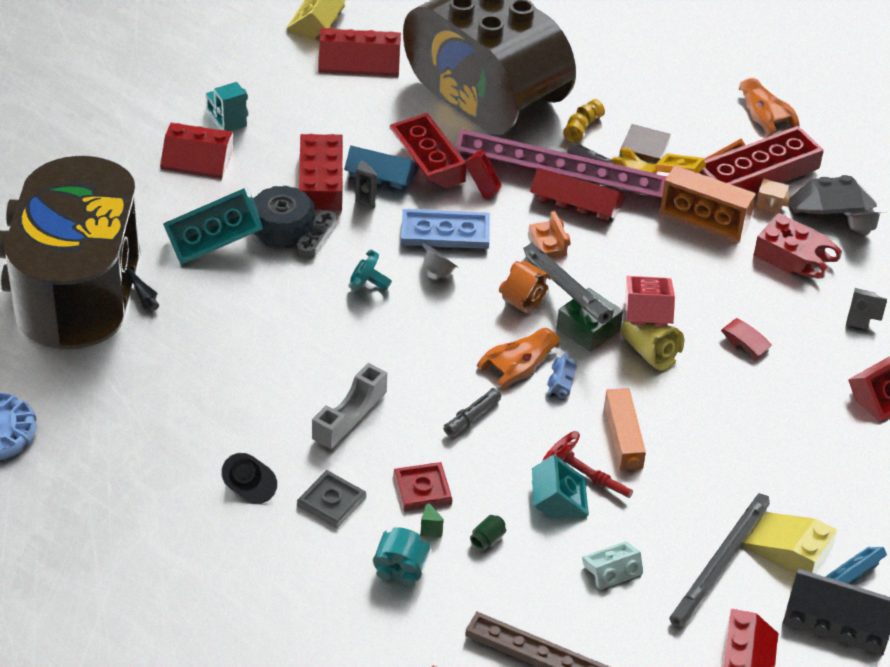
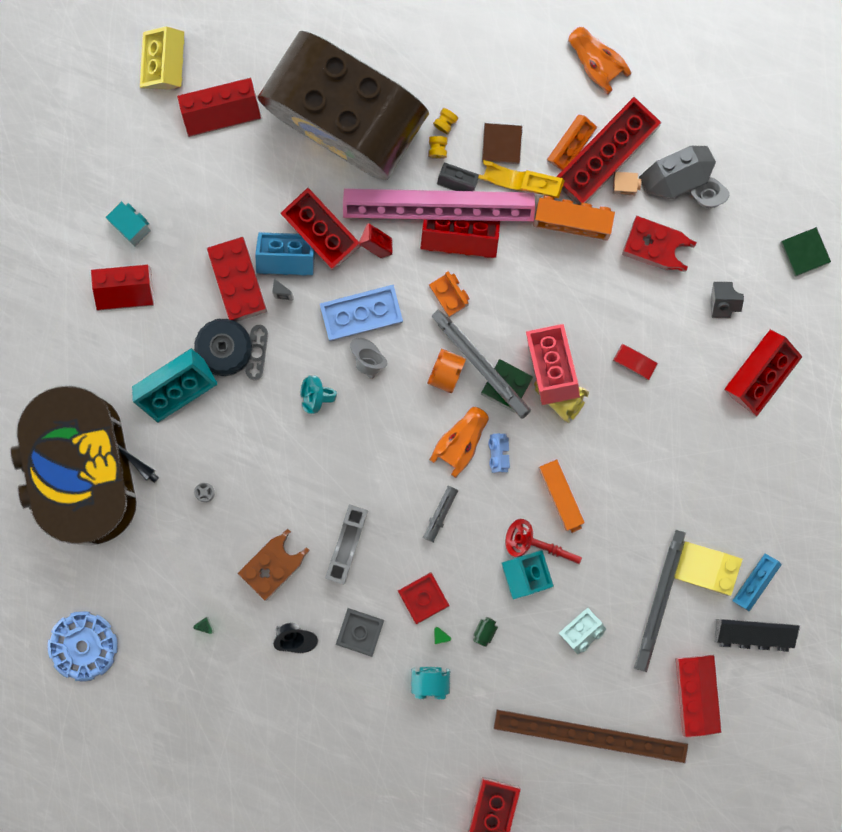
camera: 15 degrees left, 40 degrees up
(145, 441) = (204, 626): none -> clear green slope
(204, 328) = (202, 490): none -> light grey wheel
(253, 406) = (275, 559): none -> dark orange brick

